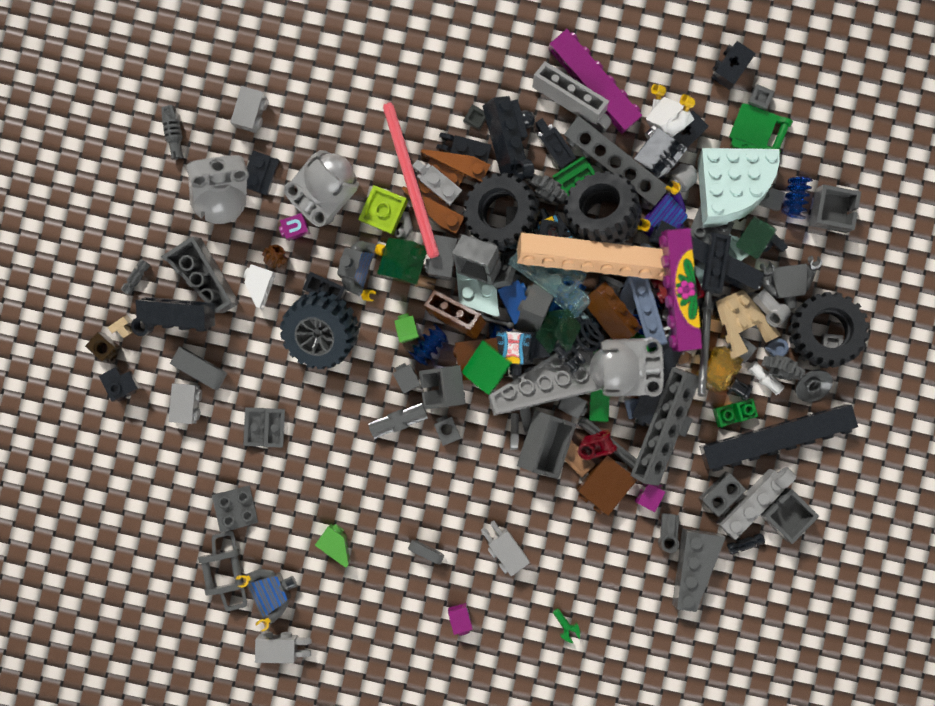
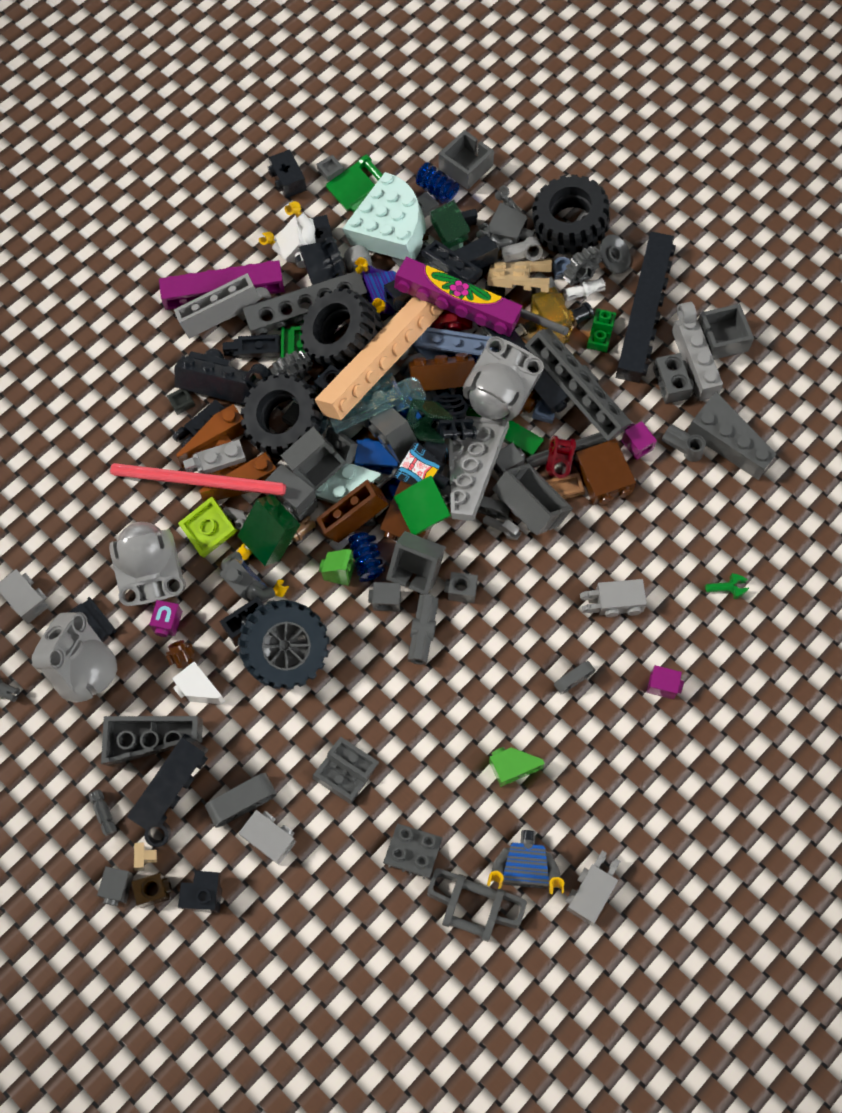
camera: 55 degrees left, 20 degrees down
(91, 320) = (115, 886): none -> dark grey brick
(746, 543) = (733, 384): black axle -> none

